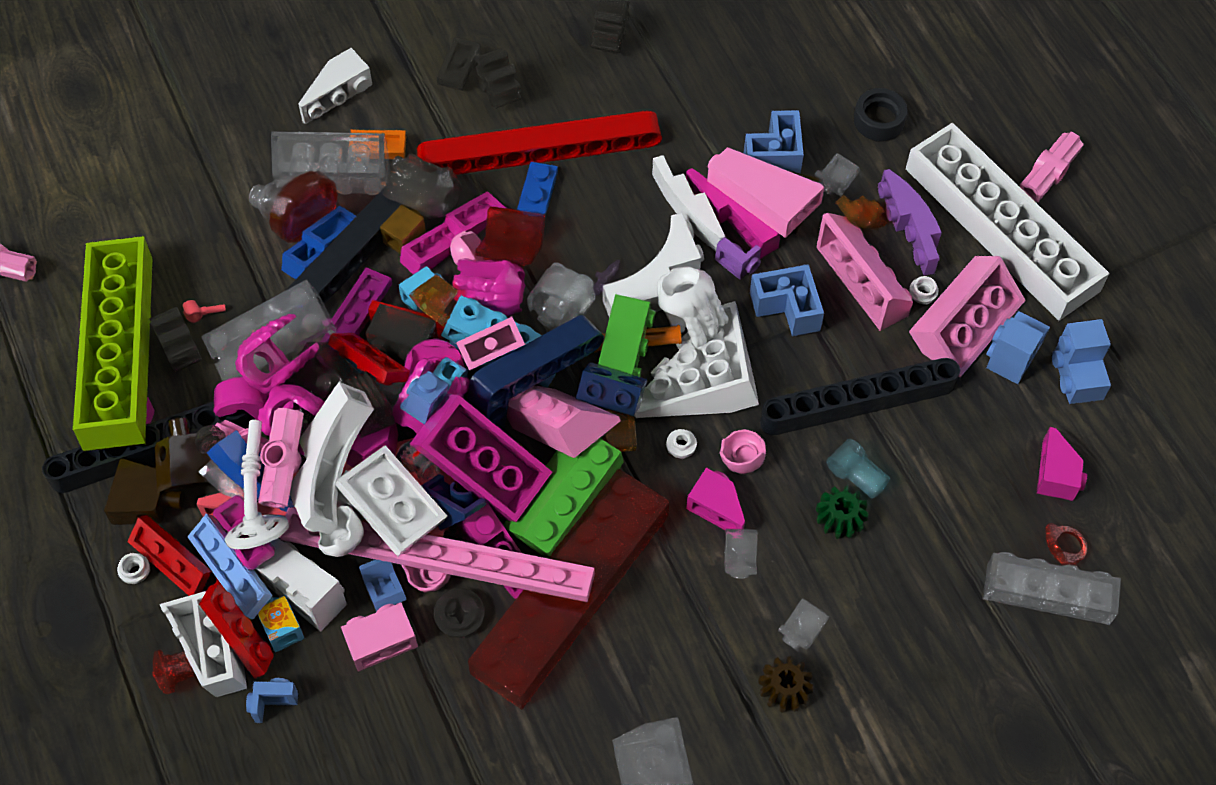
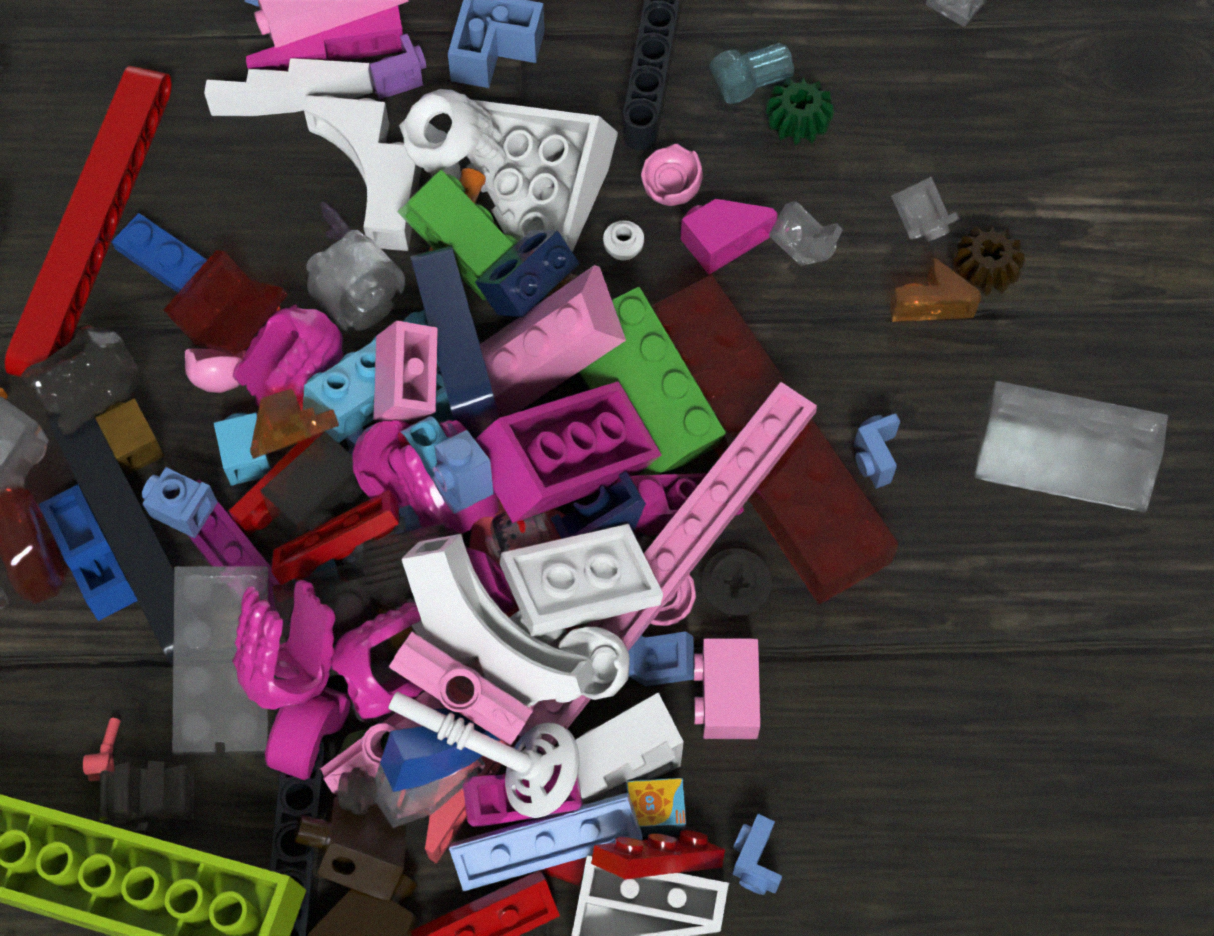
camera: 65 degrees left, 5 degrees up
(365, 271) = (186, 511): none -> medium blue brick
(435, 245) = (166, 384): dark pink slope -> none
(590, 662) = (872, 453): none -> medium blue bracket
(737, 663) = (944, 297): none -> clear orange slope

